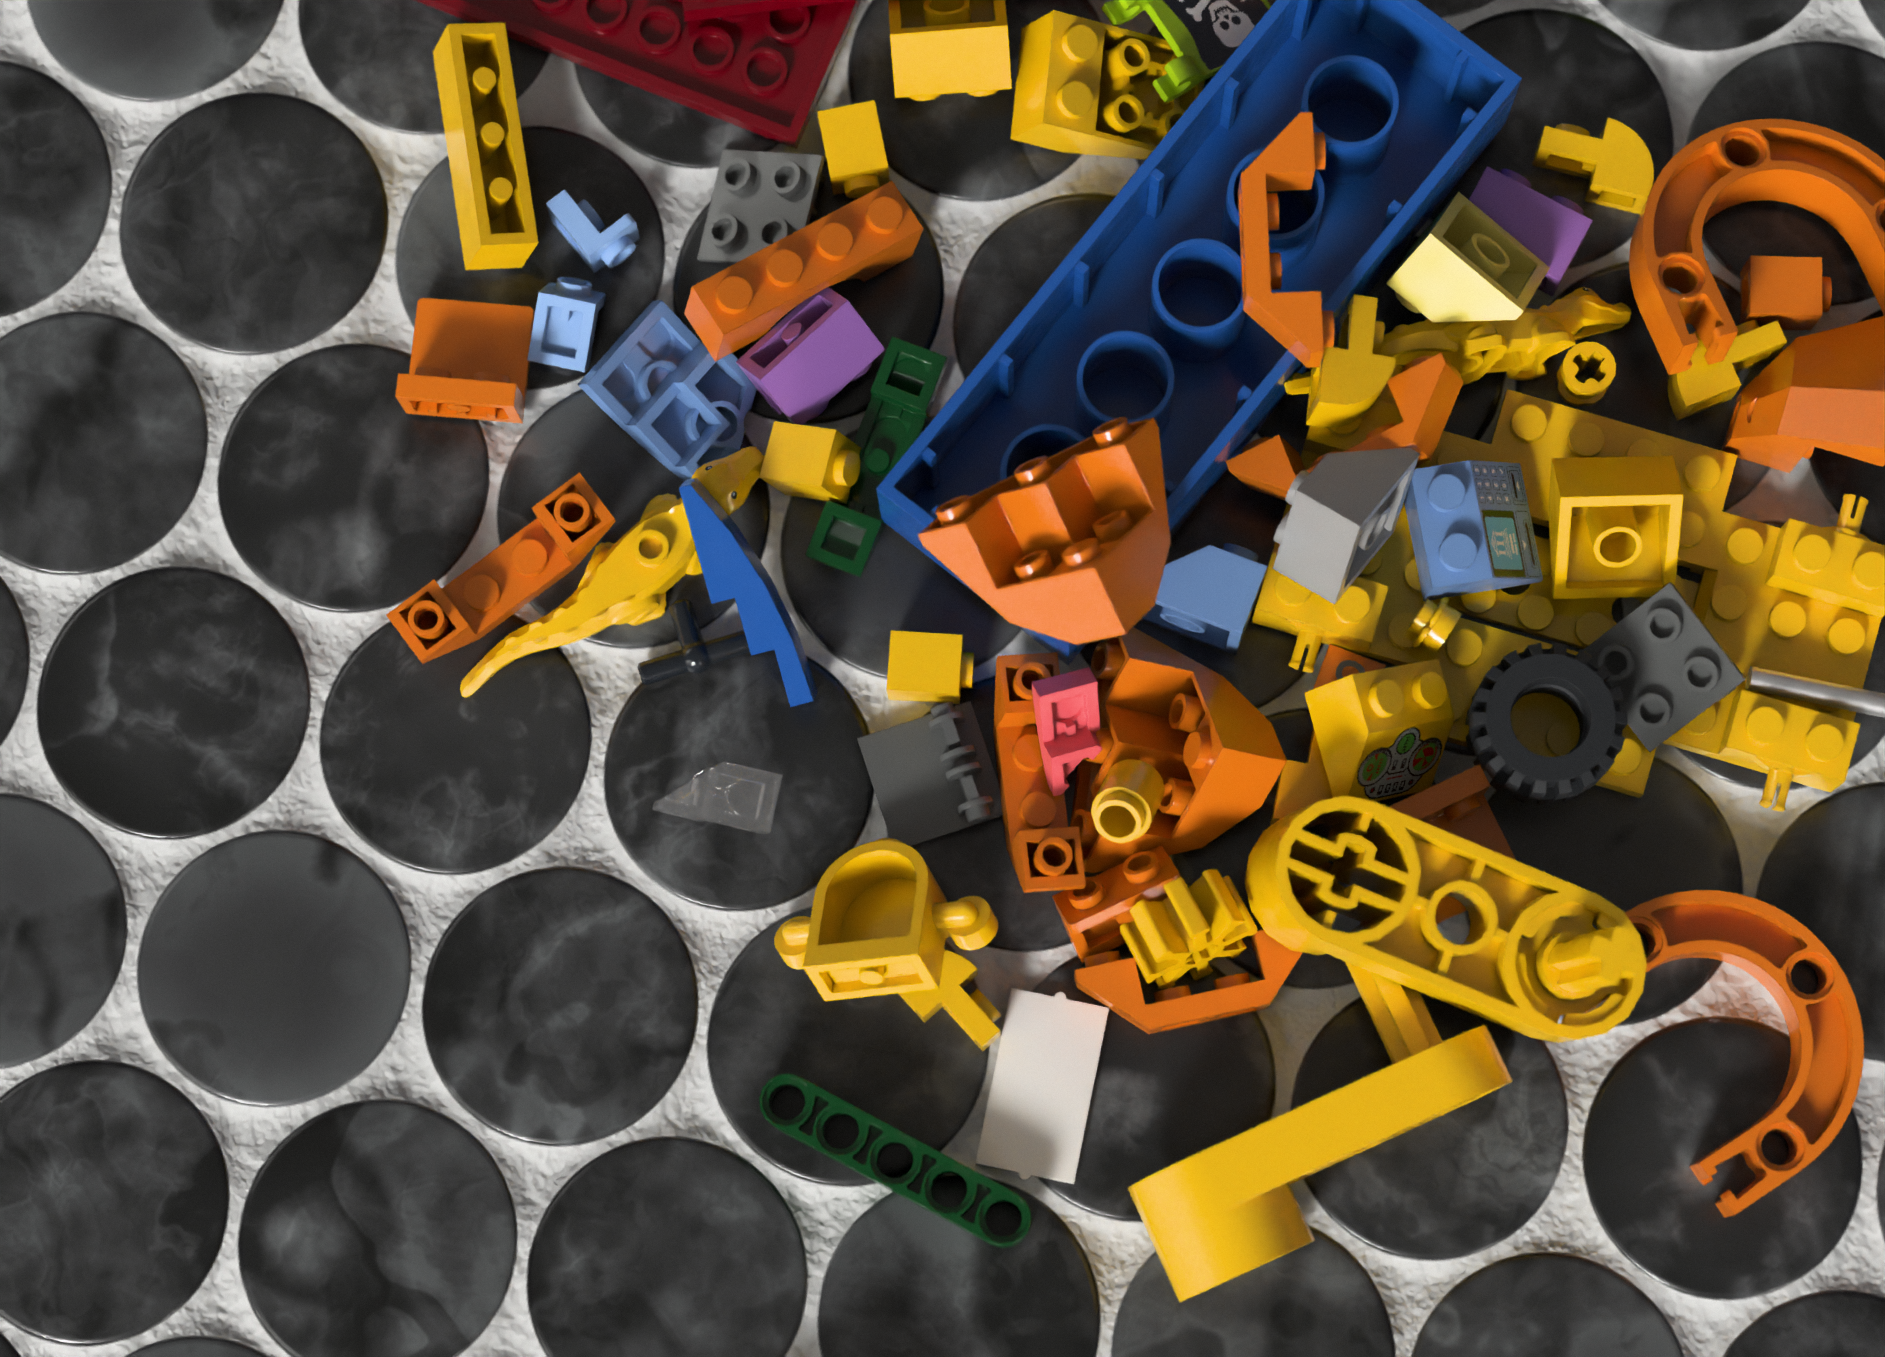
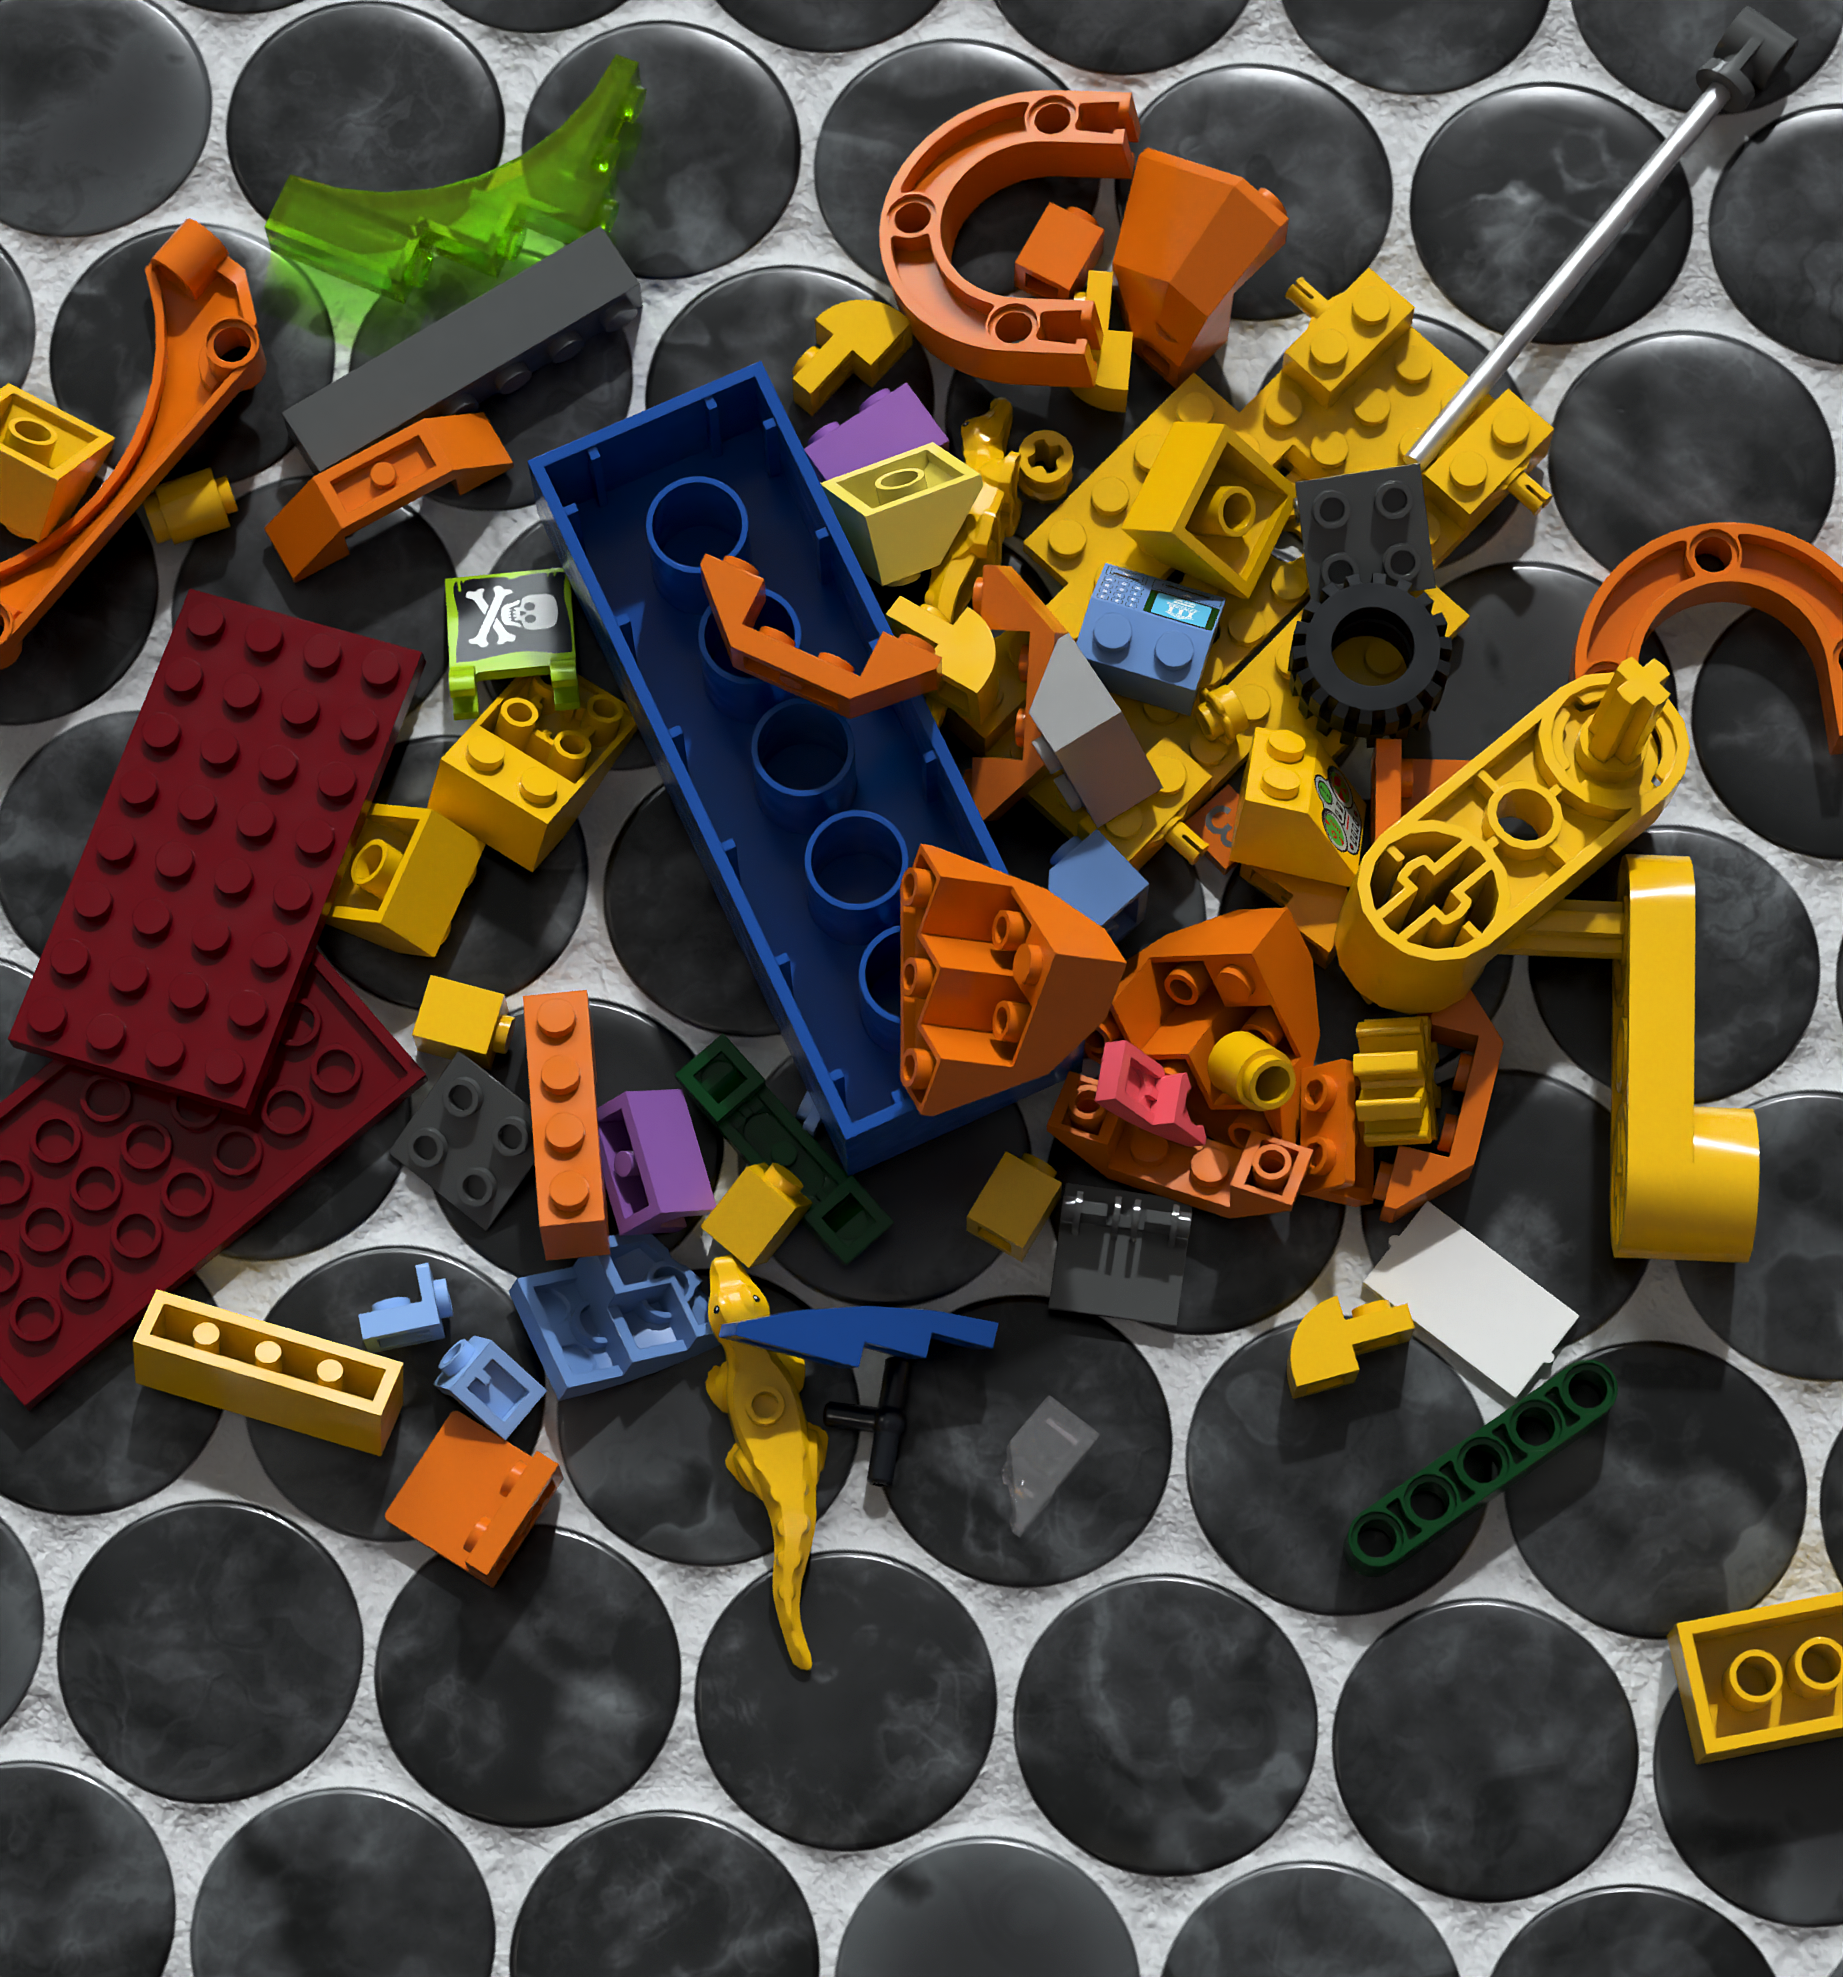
camera: 70 degrees left, 5 degrees down
(508, 577) = (712, 1559): orange slope -> none
(880, 925) = (1250, 1365): yellow piece -> none

